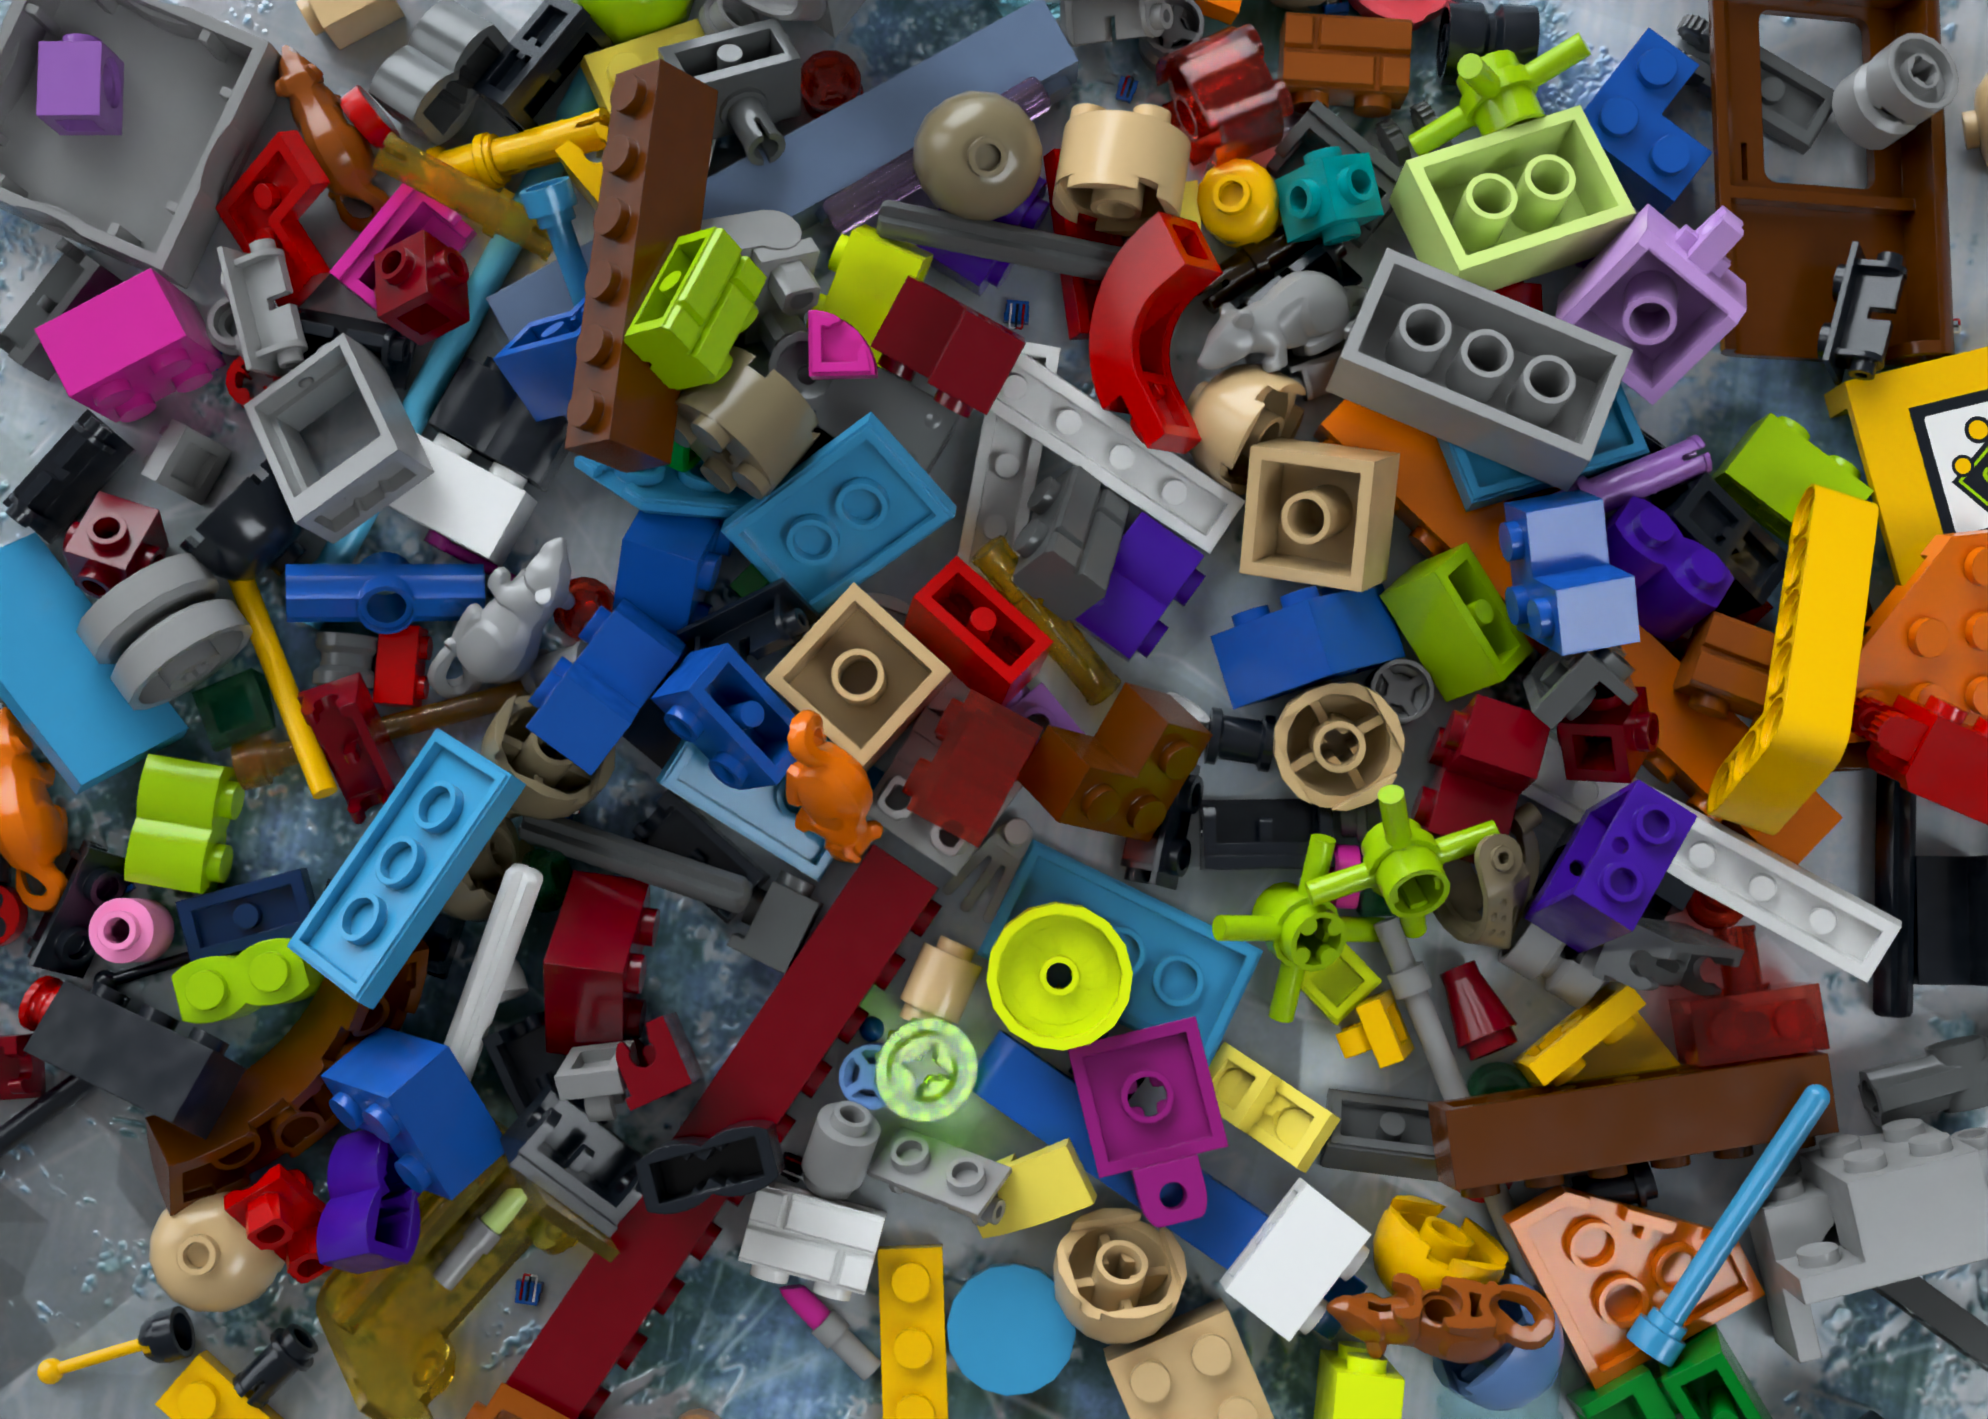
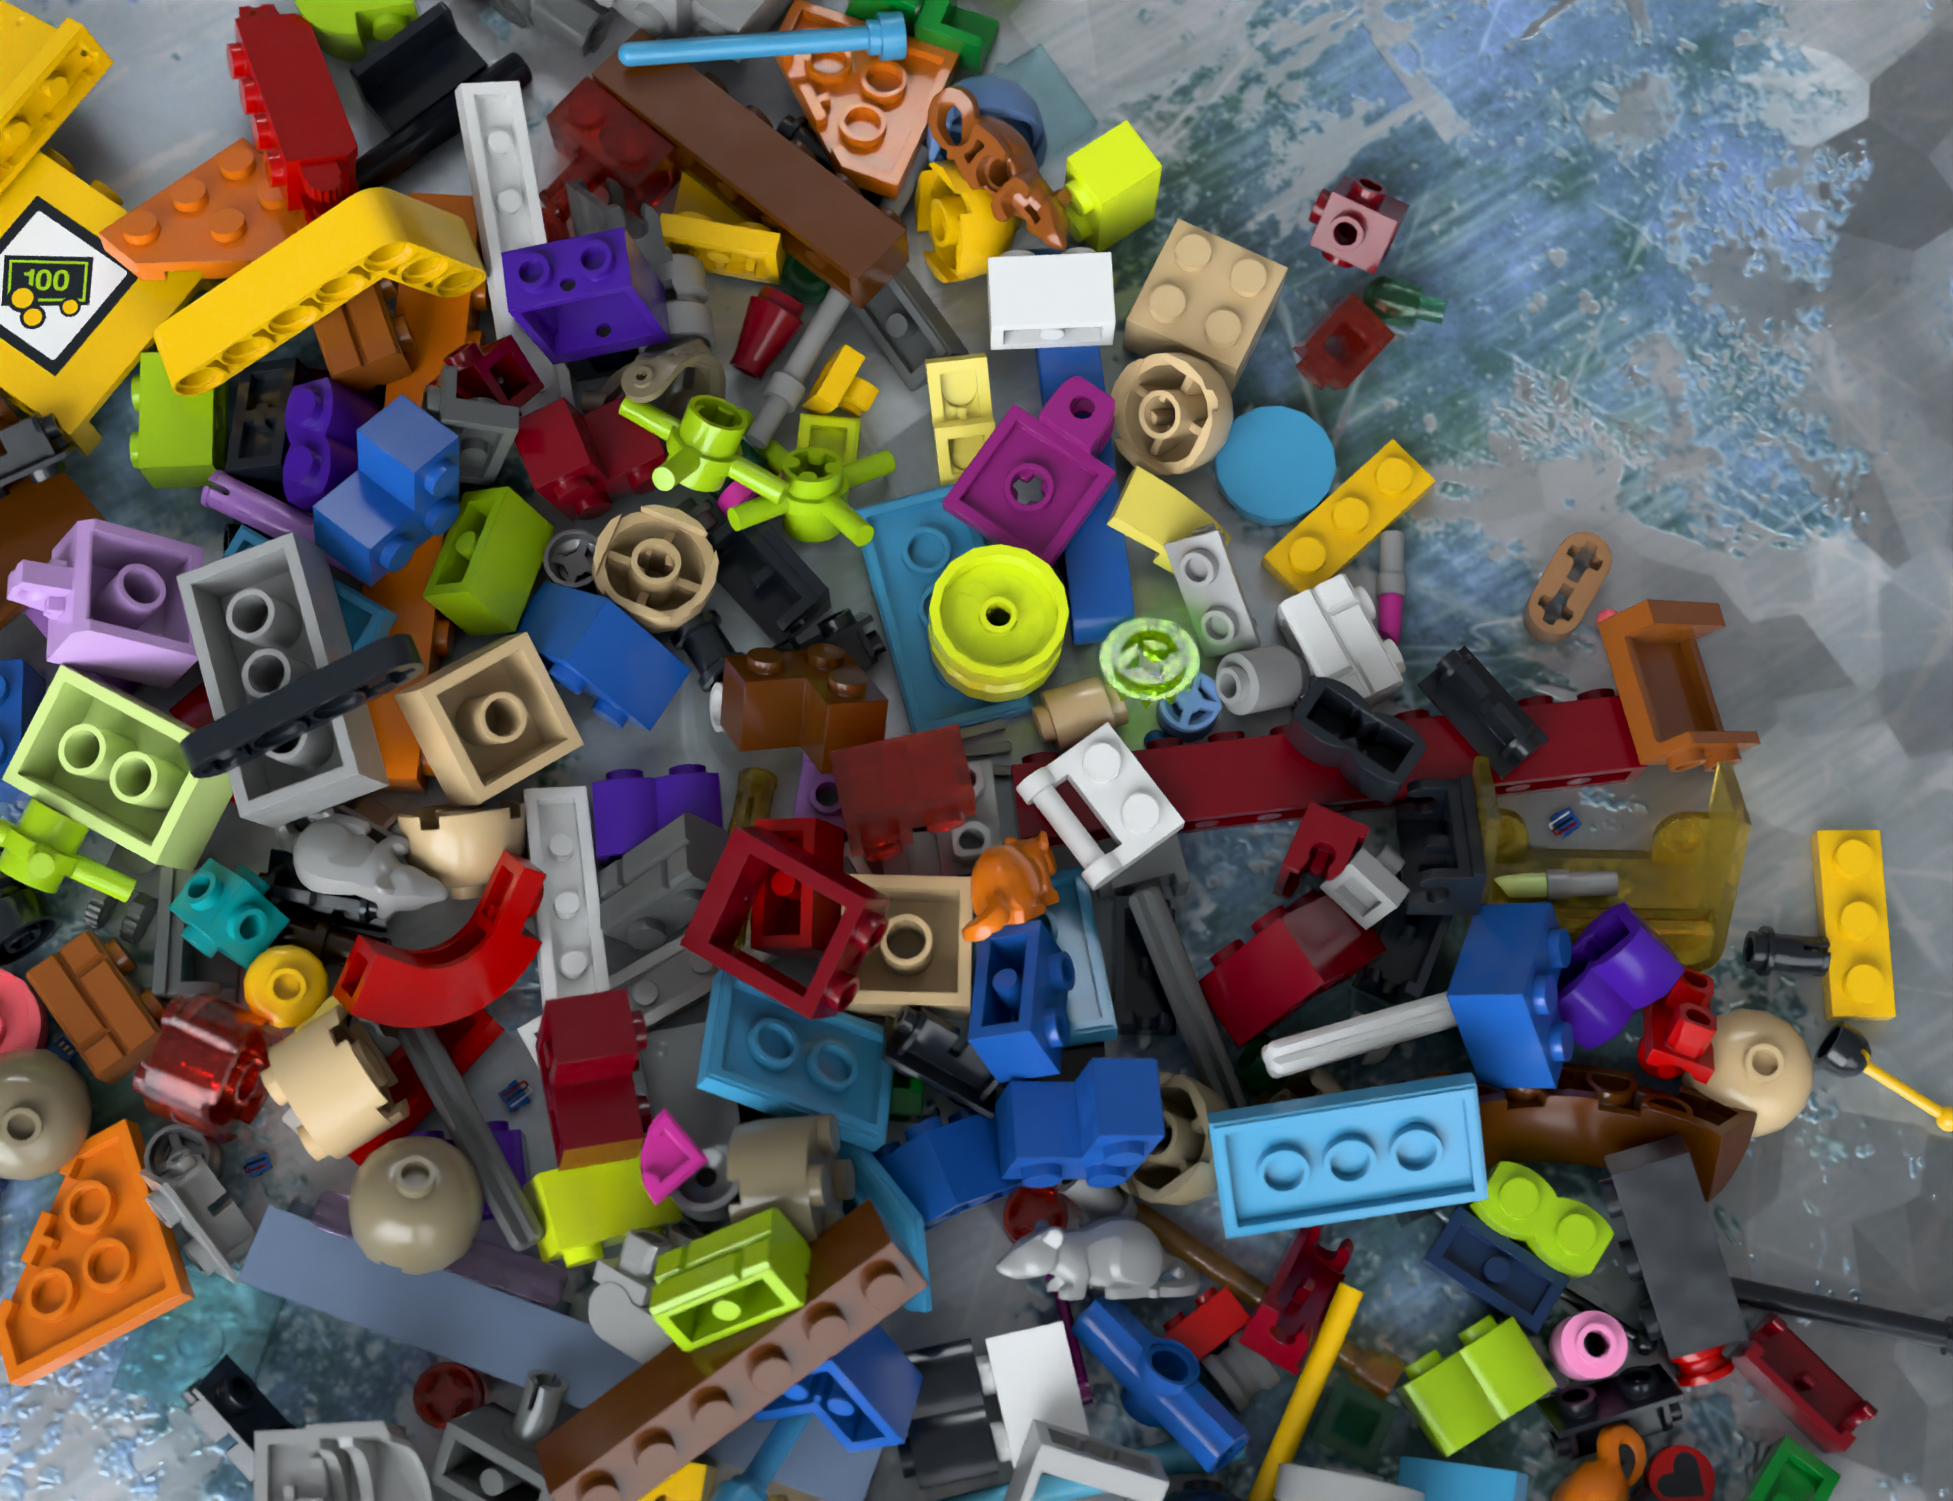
camera: 135 degrees left, 10 degrees down
(651, 1296) = (1482, 711): none -> black hinge
(840, 947) = (1116, 793): none -> white plate
(958, 637) = (732, 894): none -> dark red window
(1428, 351) = (302, 706): none -> black beam

